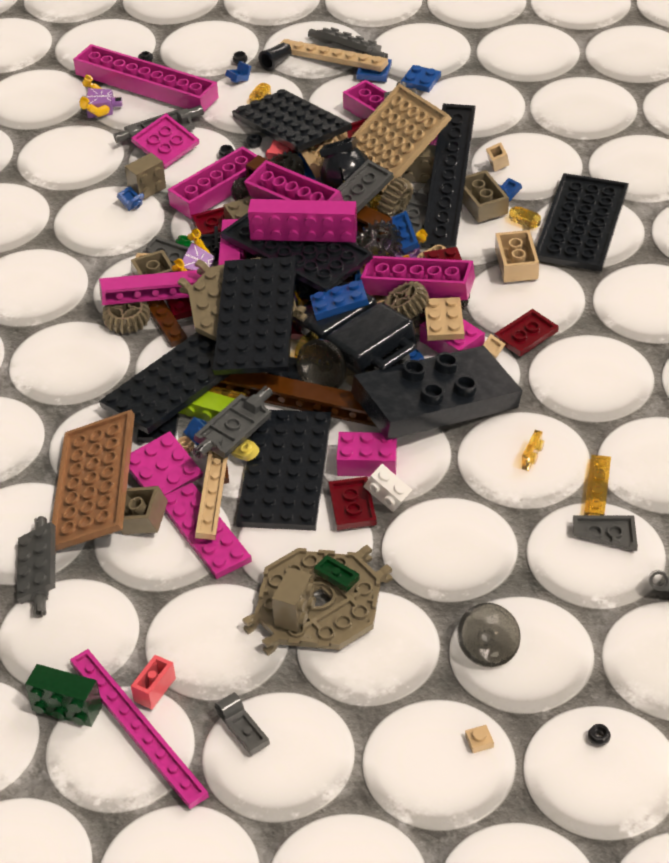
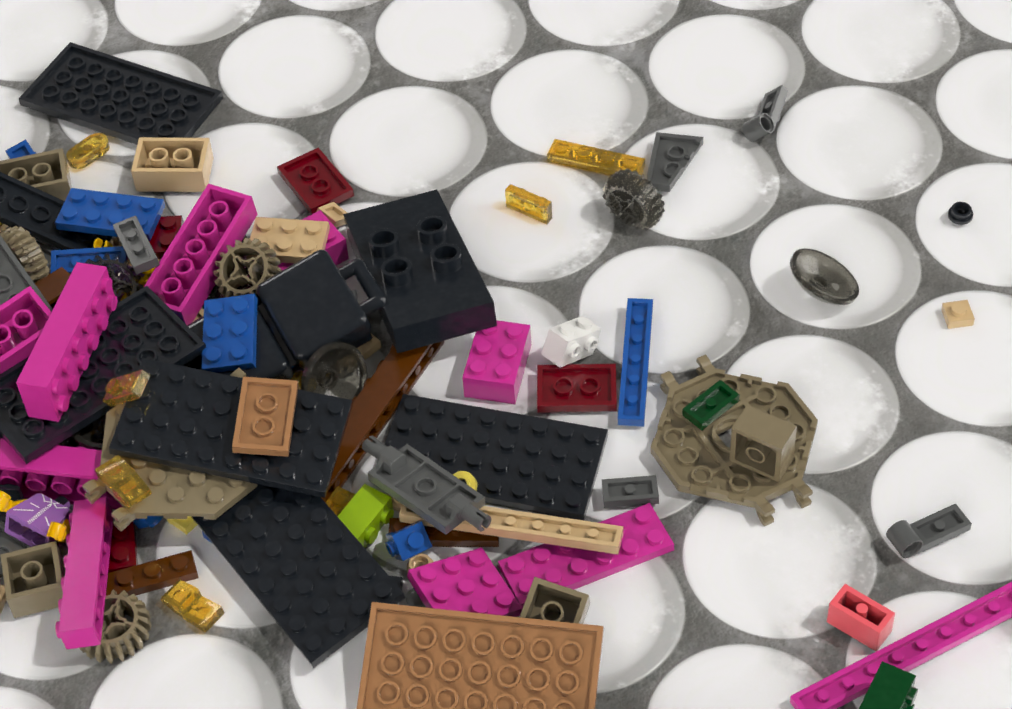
camera: 80 degrees left, 5 degrees up
(147, 347) = (192, 606): none -> clear yellow slope
(201, 273) = (123, 481): none -> clear yellow slope
(256, 321) = (265, 416): none -> medium nougat plate
(260, 544) = (630, 491): none -> dark grey plate
(267, 253) = (126, 388): none -> clear yellow plate
(384, 533) = (635, 362): none -> blue plate
(413, 243) = (136, 245): none -> dark grey plate
(451, 232) = (97, 212): none -> blue plate
(543, 505) = (633, 199): none -> clear smoke gear

